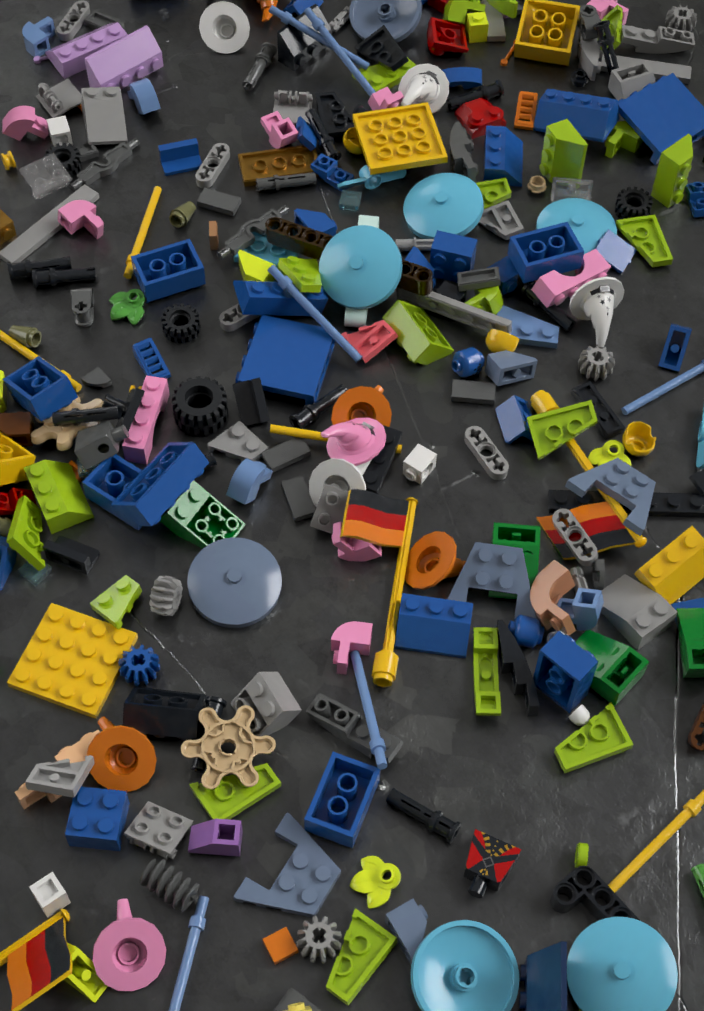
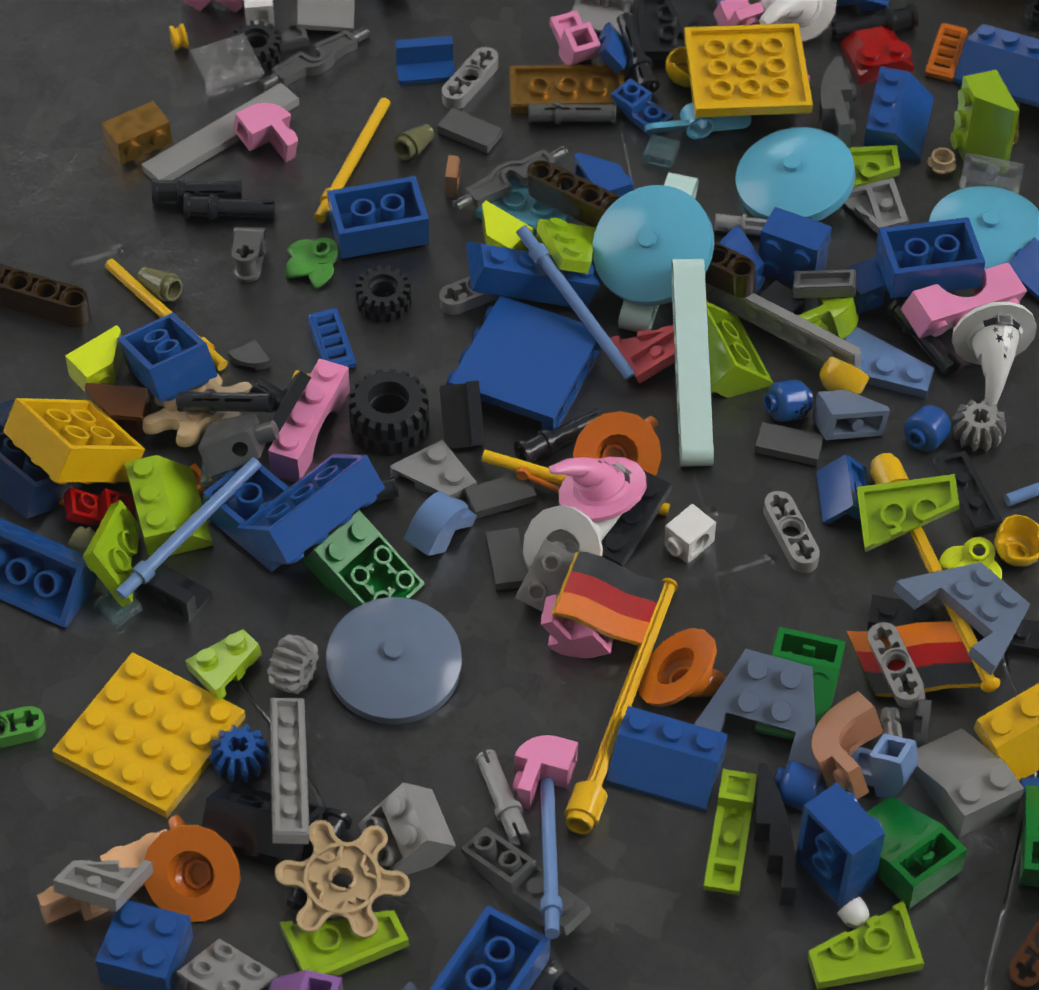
camera: 10 degrees right, 5 degrees down
(51, 544) = (145, 570): none -> medium blue bar
(177, 675) = (289, 771): none -> light grey tile
(300, 437) = (524, 474): none -> orange hinge
(331, 677) = (507, 808): none -> light grey pin
(401, 345) = (692, 363): none -> light aqua beam
(563, 369) = (927, 428): none -> blue head

